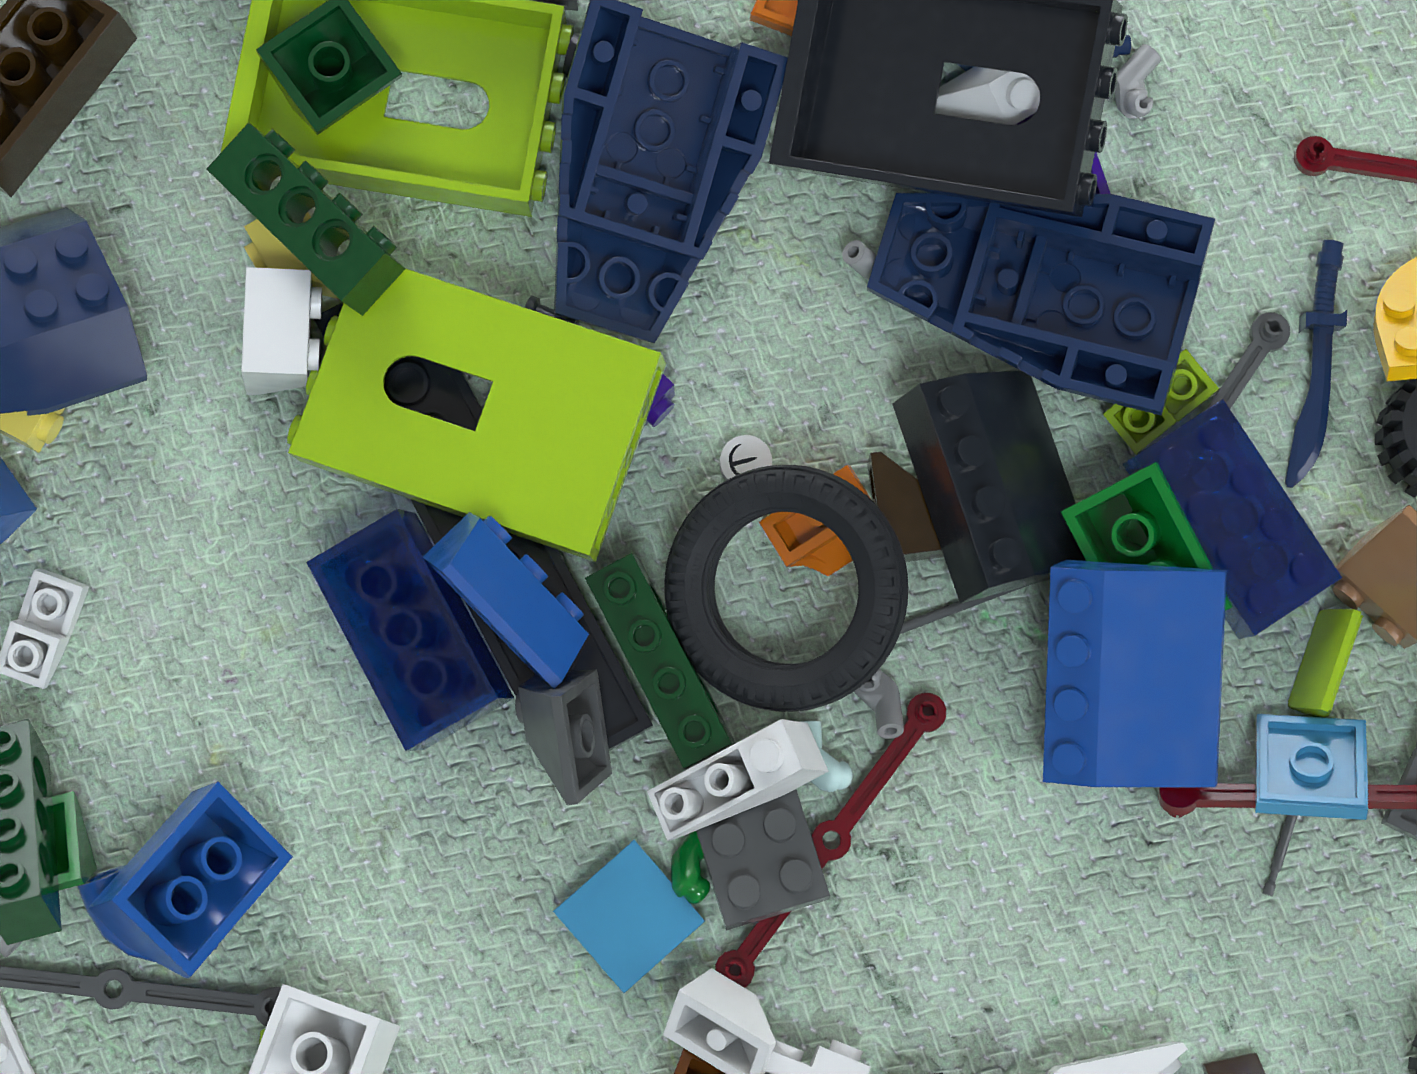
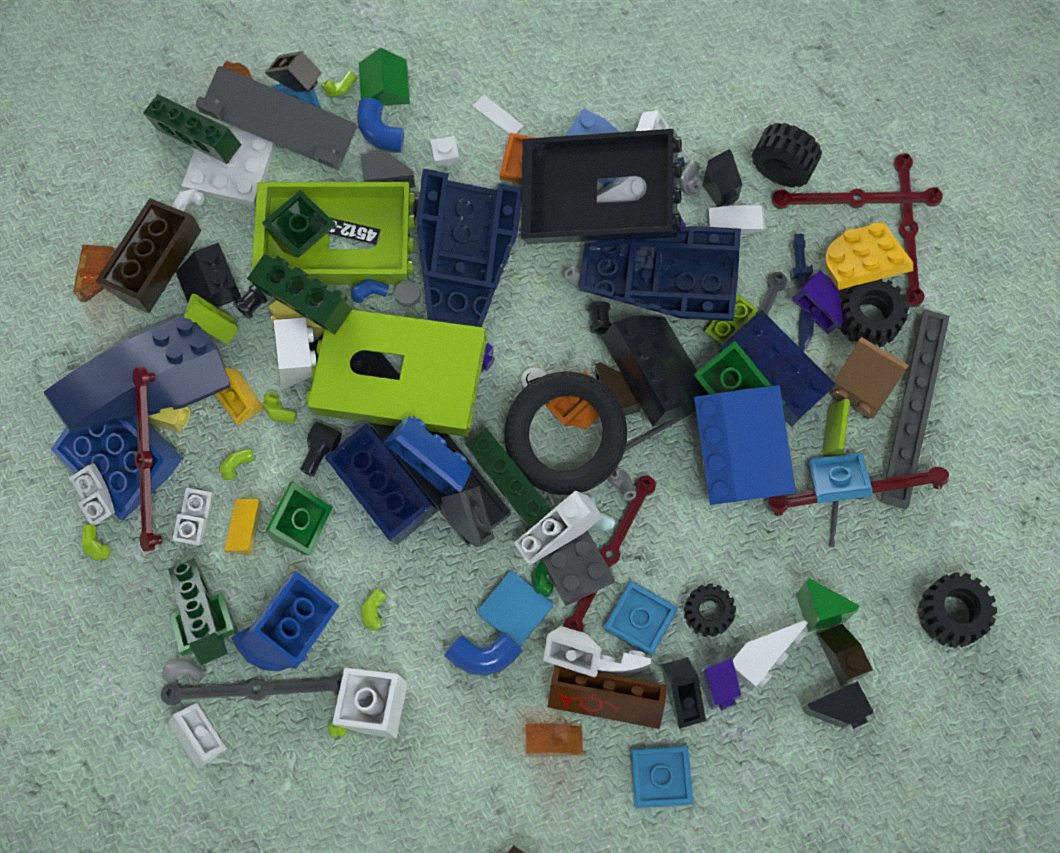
camera: 10 degrees left, 10 degrees down
(128, 234) = (211, 319): none -> lime slope
(131, 529) = (234, 459): none -> lime arm
(134, 664) = (243, 526): none -> yellow slope
(135, 147) = (208, 276): none -> black slope
(165, 402) = (239, 398): none -> yellow slope
(211, 208) = (250, 302): none -> black bush
(230, 441) = (275, 410): none -> lime arm
(241, 671) = (298, 519): none -> green slope
(310, 519) = (321, 441): none -> black pin
(349, 870) = (369, 610): none -> lime arm
(440, 86) = (355, 231): none -> black sticker
(447, 214) = (366, 288): none -> blue arm
(525, 237) = (407, 293): none -> light grey tile
(549, 1008) = (483, 660): none -> blue cylinder
(867, 976) = (640, 618): none -> dark azure tile
(900, 342) = (598, 310): none -> black bush
(1036, 978) = (715, 594): none -> black tyre
(1201, 101) = (722, 179): none -> black slope
(1213, 188) = (746, 217): none -> white slope
(1221, 1024) = (823, 606): none -> green slope
(1341, 71) = (786, 155): none -> black tyre
(1347, 392) = (820, 301): none -> dark purple slope

